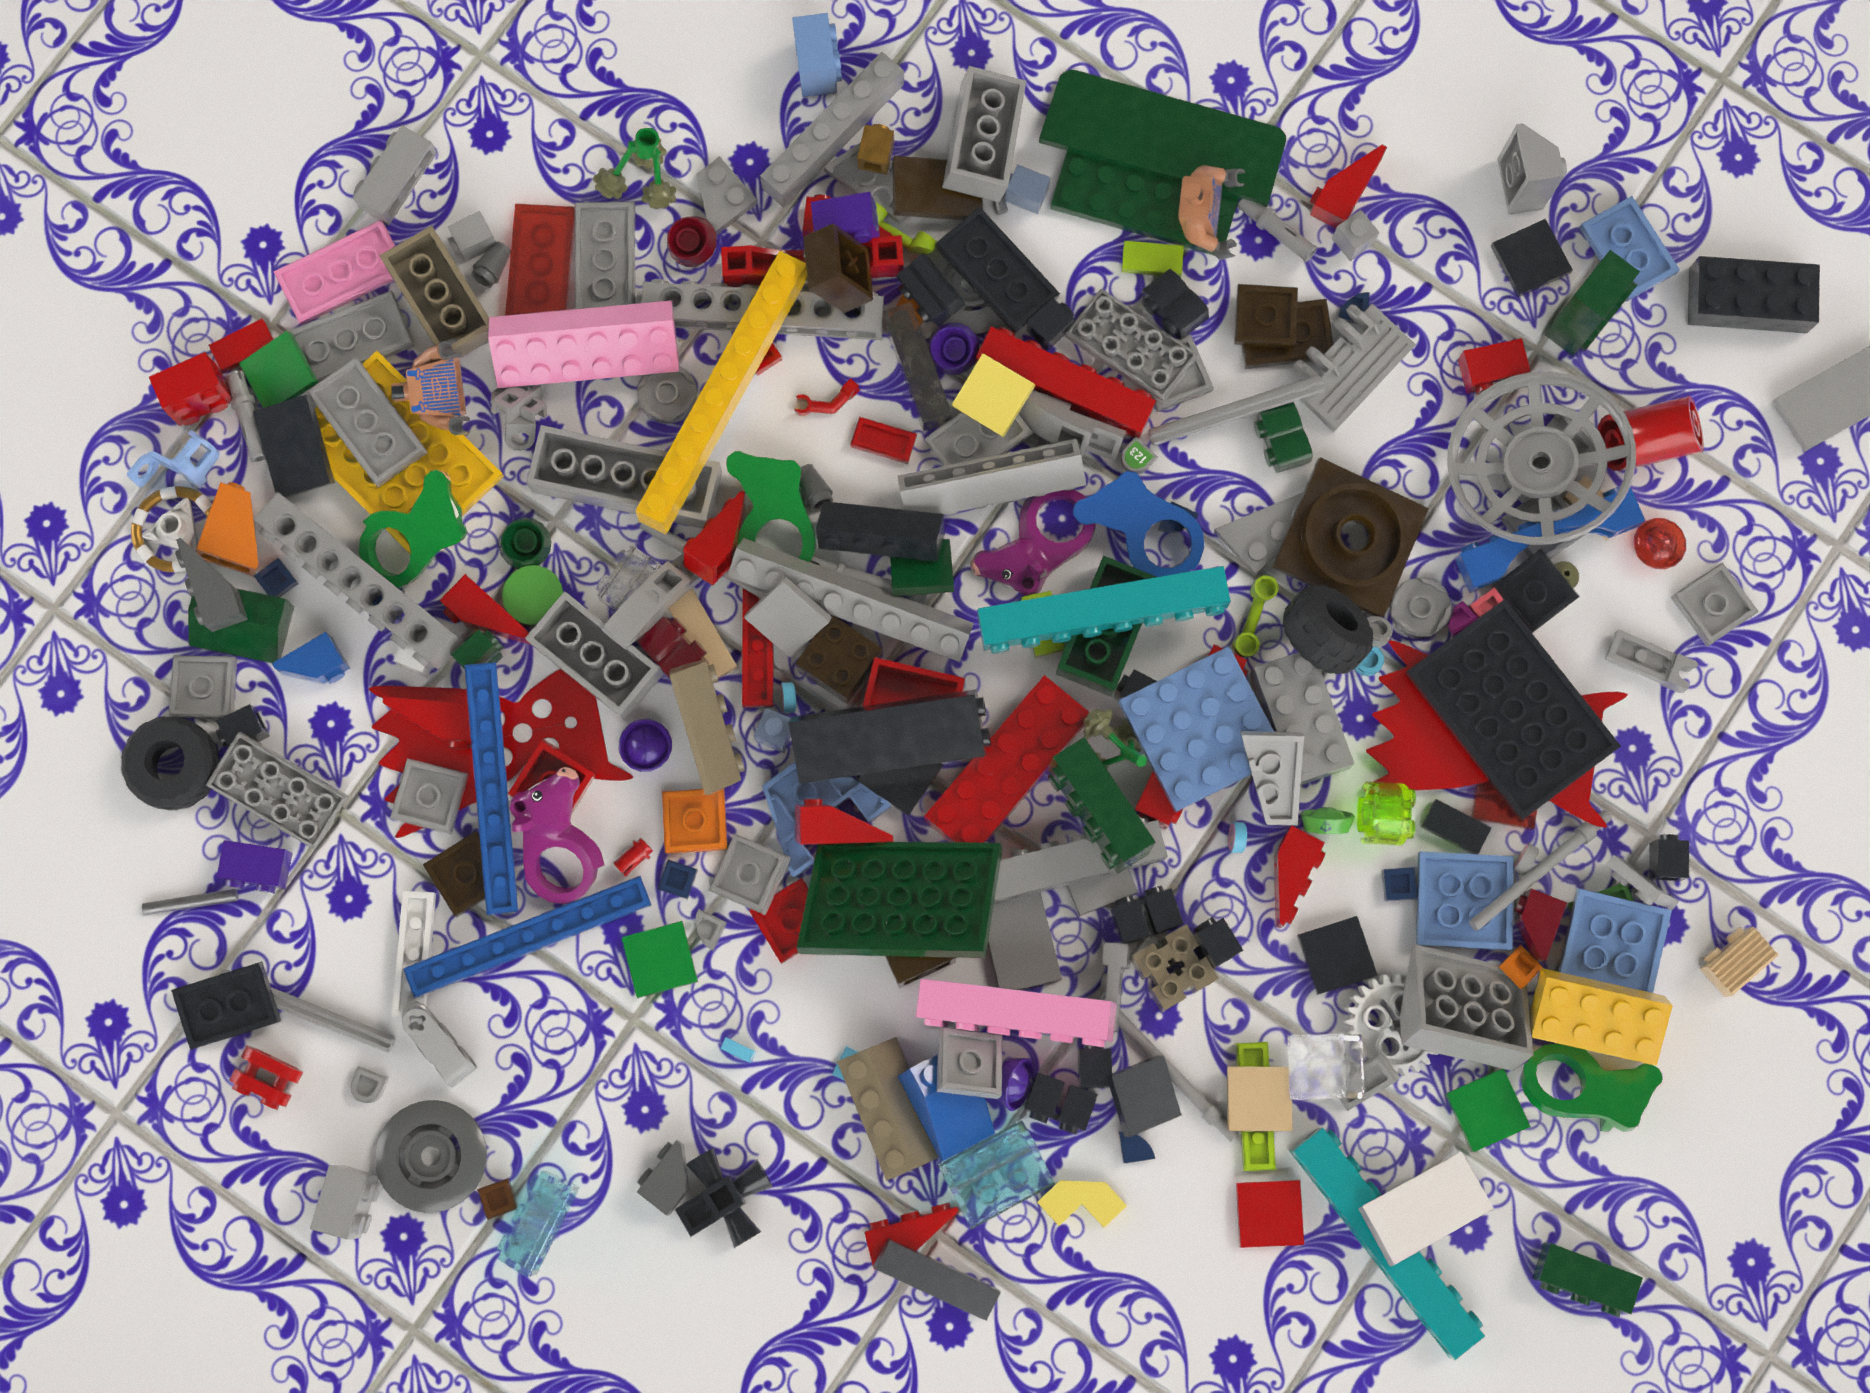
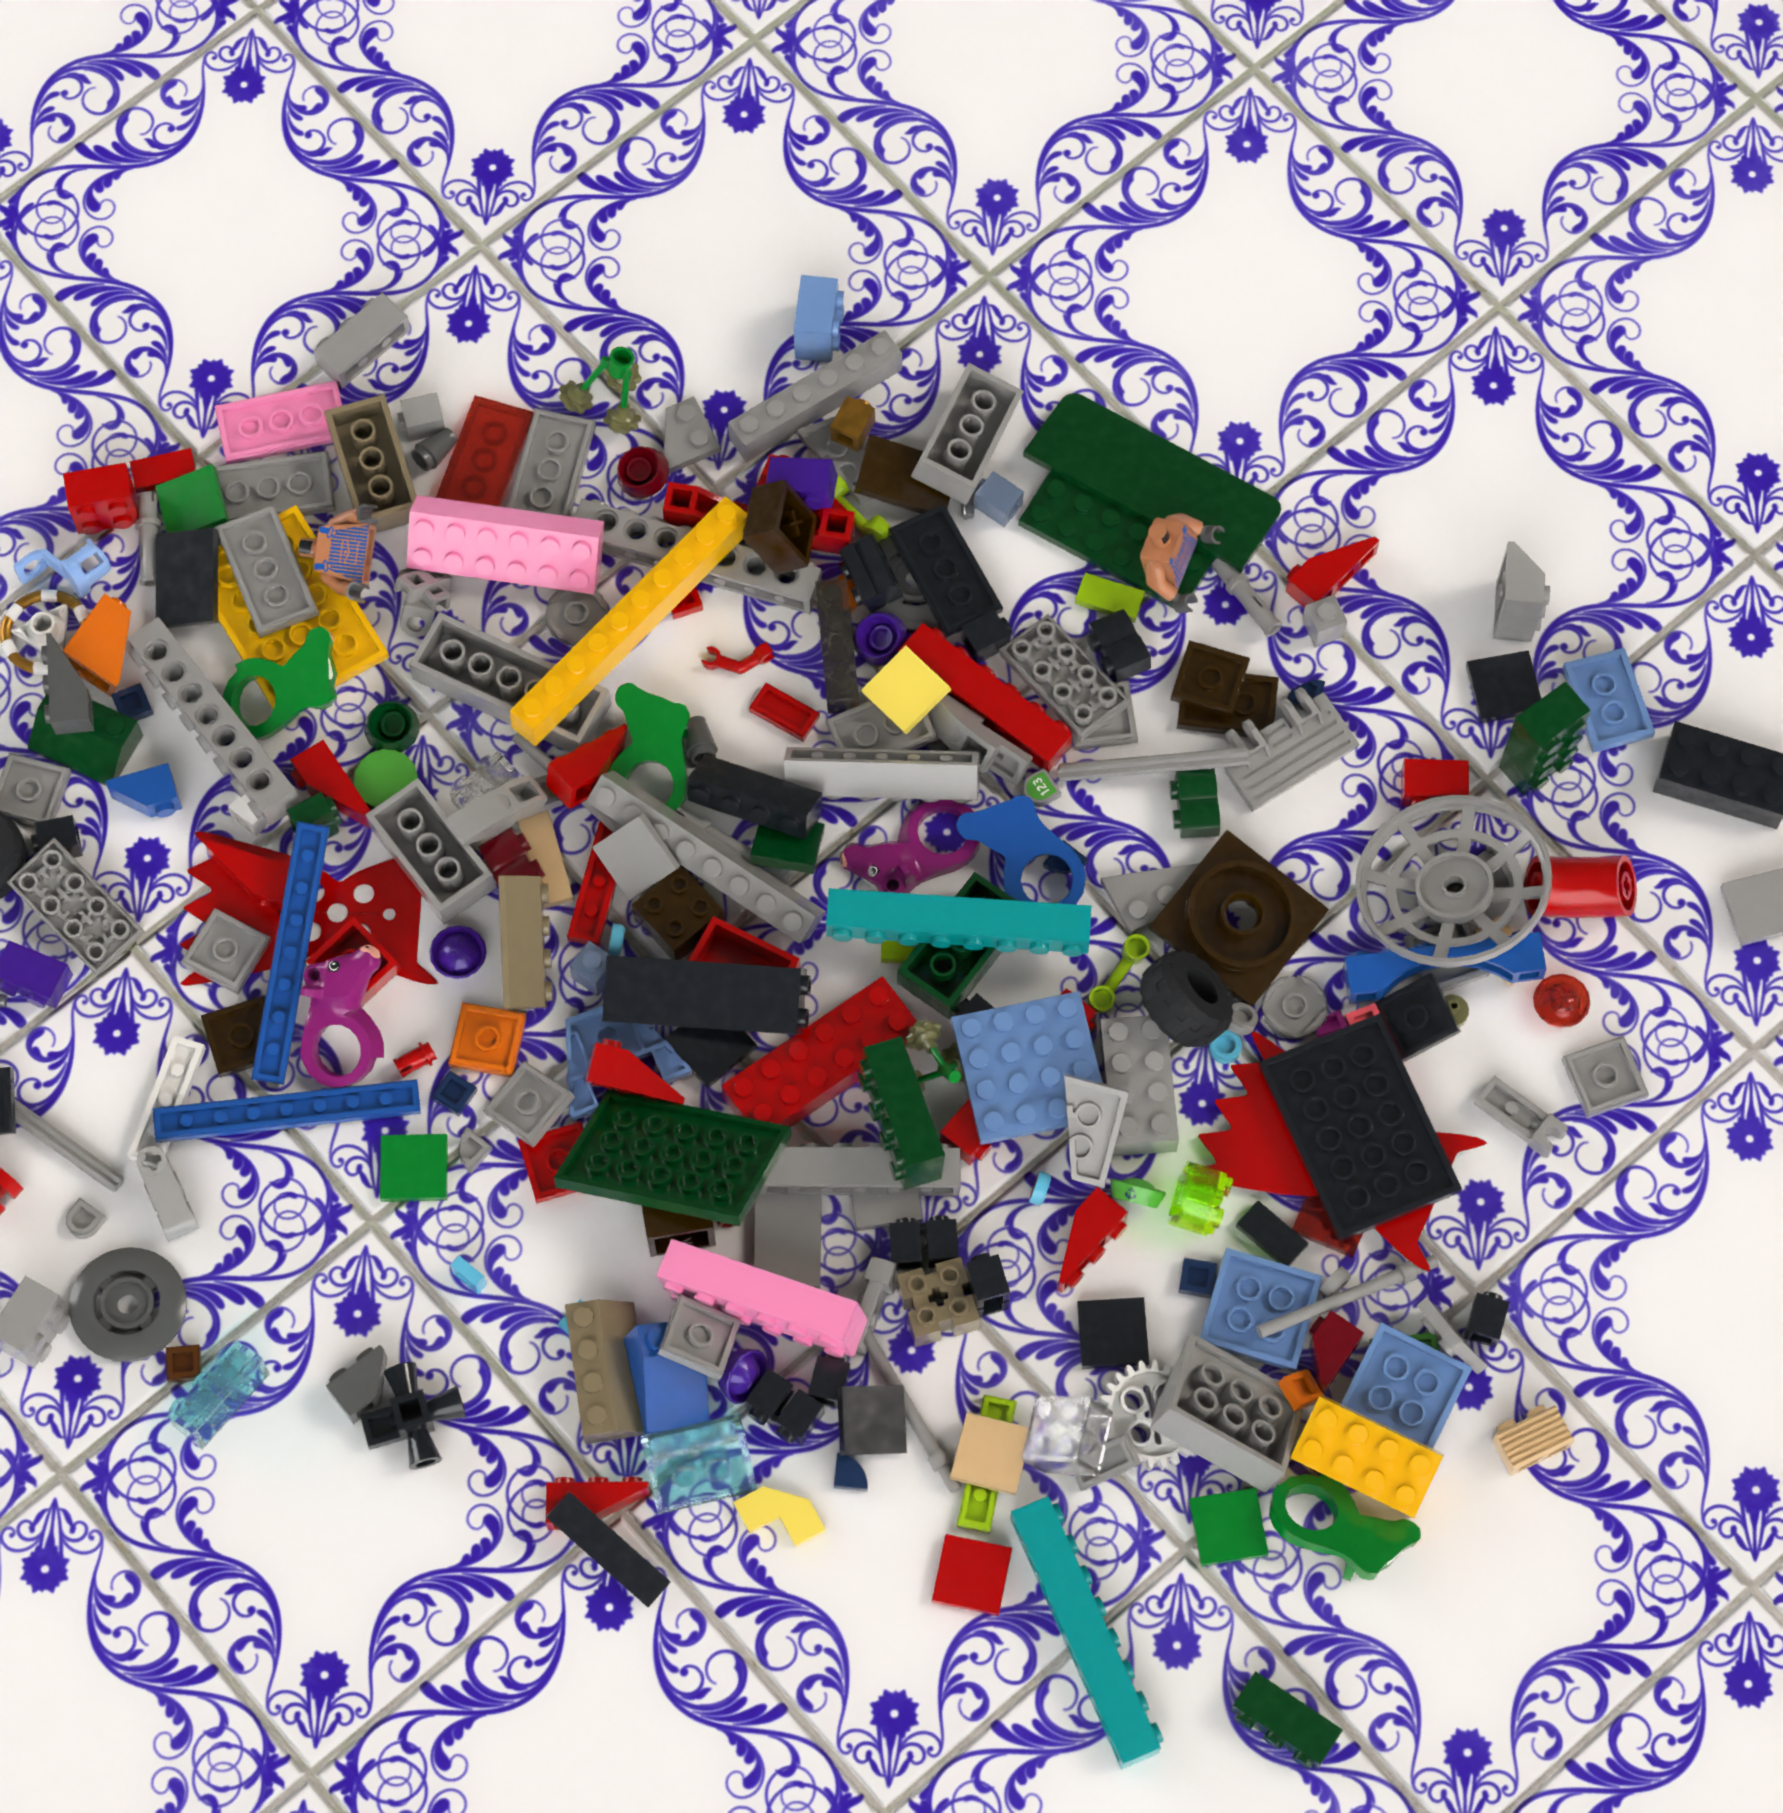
camera: 15 degrees right, 10 degrees down
(1425, 1208) = (1134, 1604): tile -> none

